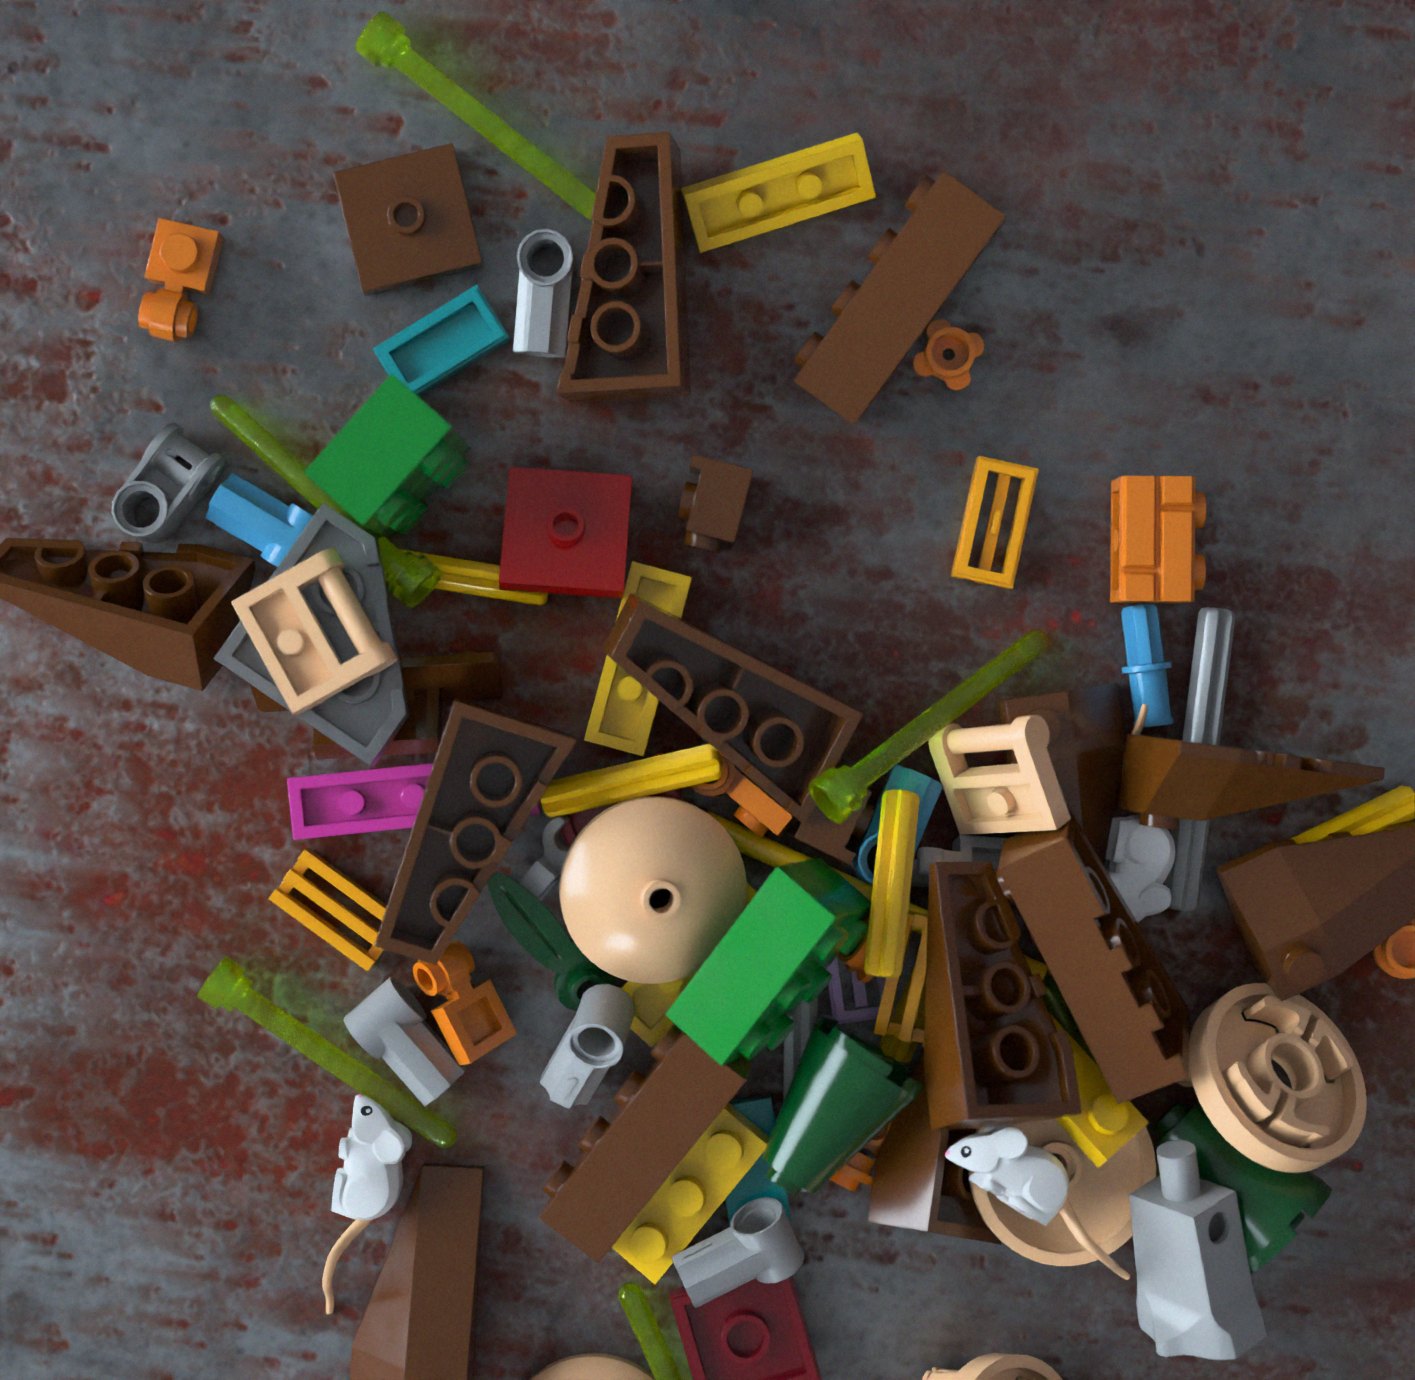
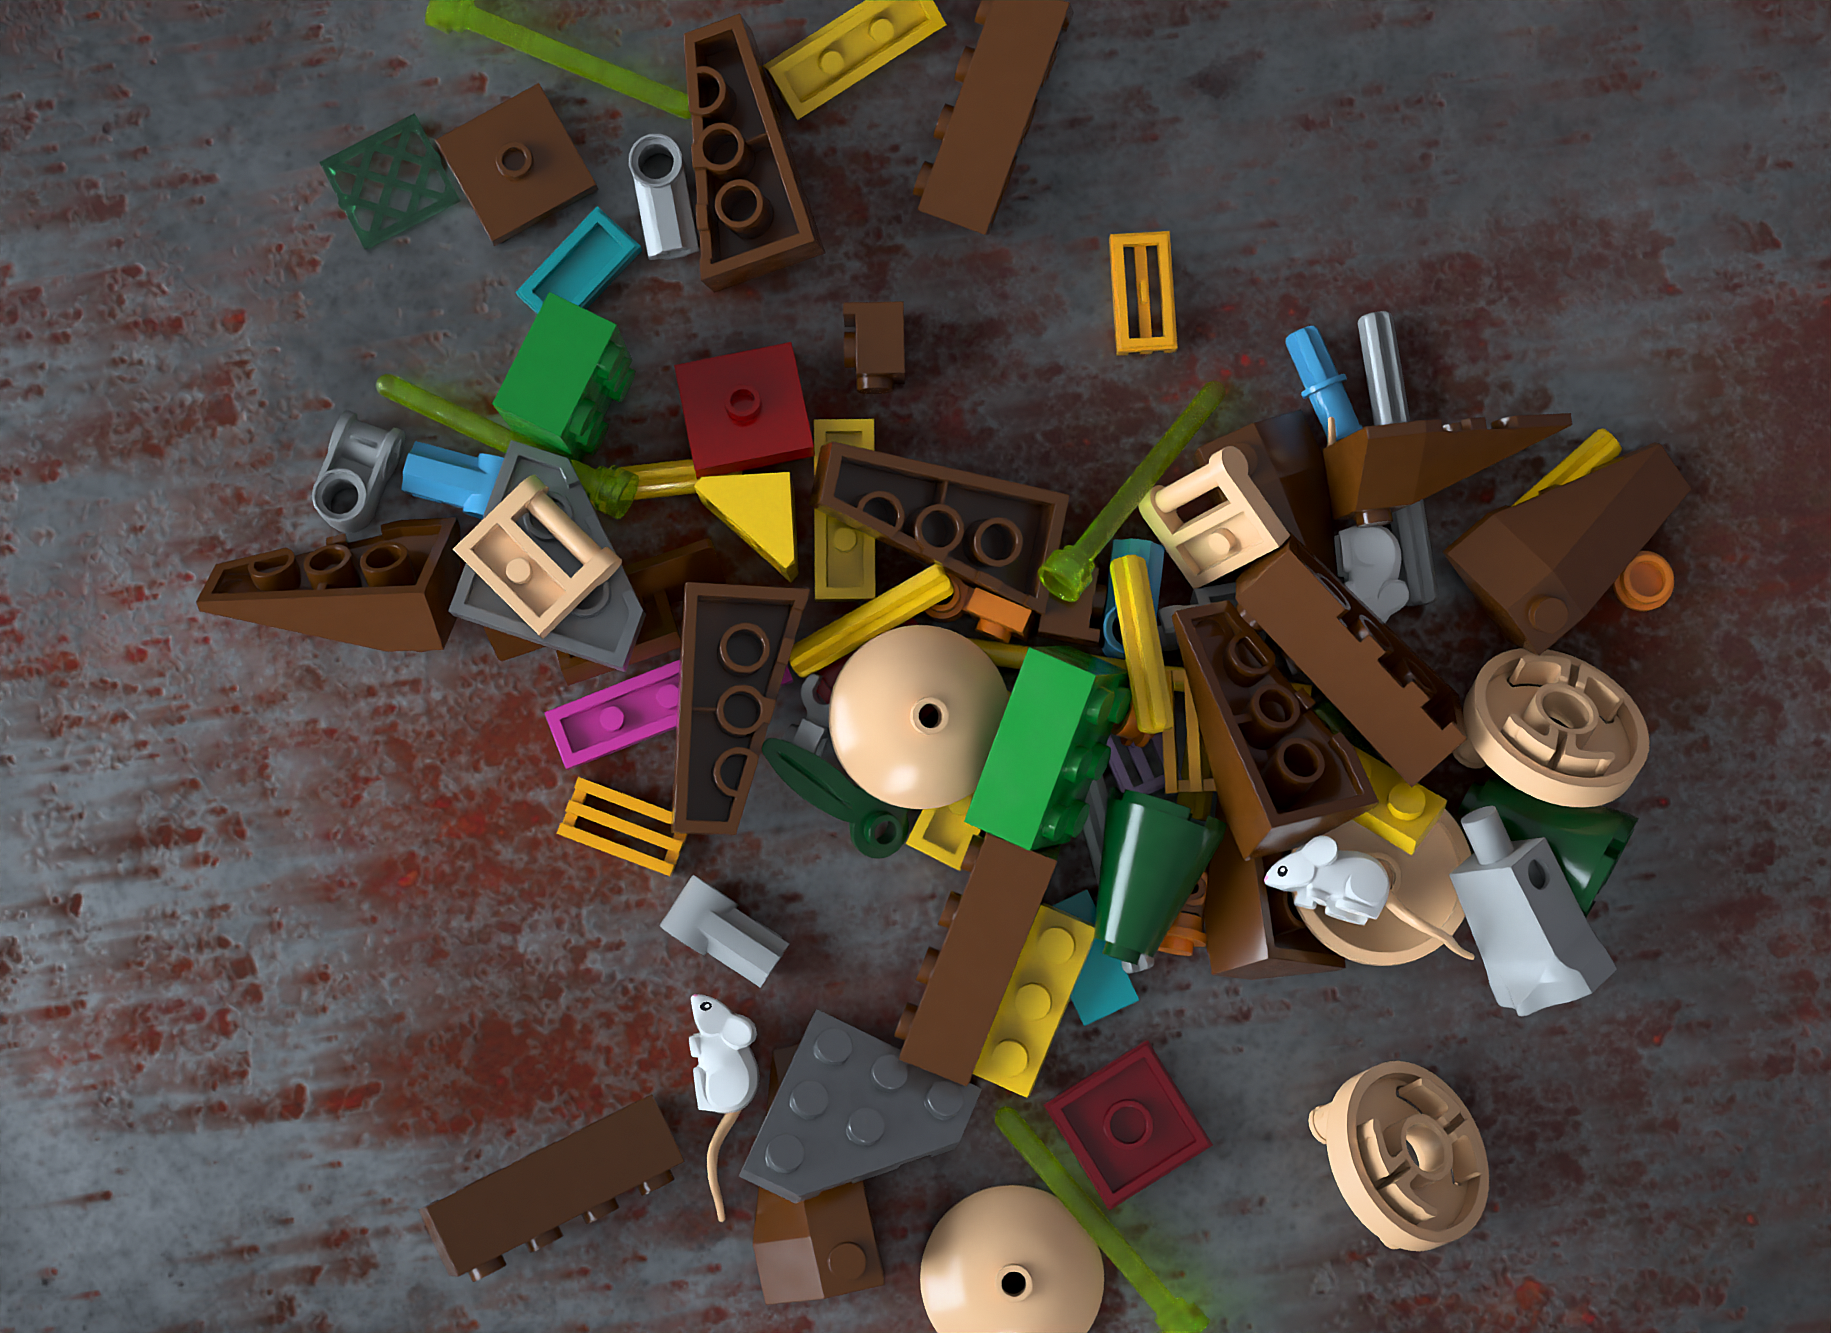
camera: 20 degrees left, 5 degrees down
(165, 1248) = (552, 1187): none -> reddish brown wedge
(183, 262) = (312, 263): orange plate -> none
(232, 990) = (545, 930): clear neon green piece -> none
(270, 158) = (410, 217): none -> clear green window
(474, 1014) = (779, 890): orange plate -> none
(477, 1257) = (852, 1114): none -> flat silver plate
(551, 645) = (759, 512): none -> yellow slope
(589, 1045) = (900, 884): light grey piece -> none
(755, 1246) = (1112, 1031): light grey piece -> none
(965, 348) = (1043, 137): orange plate -> none
(1155, 540) = (1296, 265): orange brick -> none

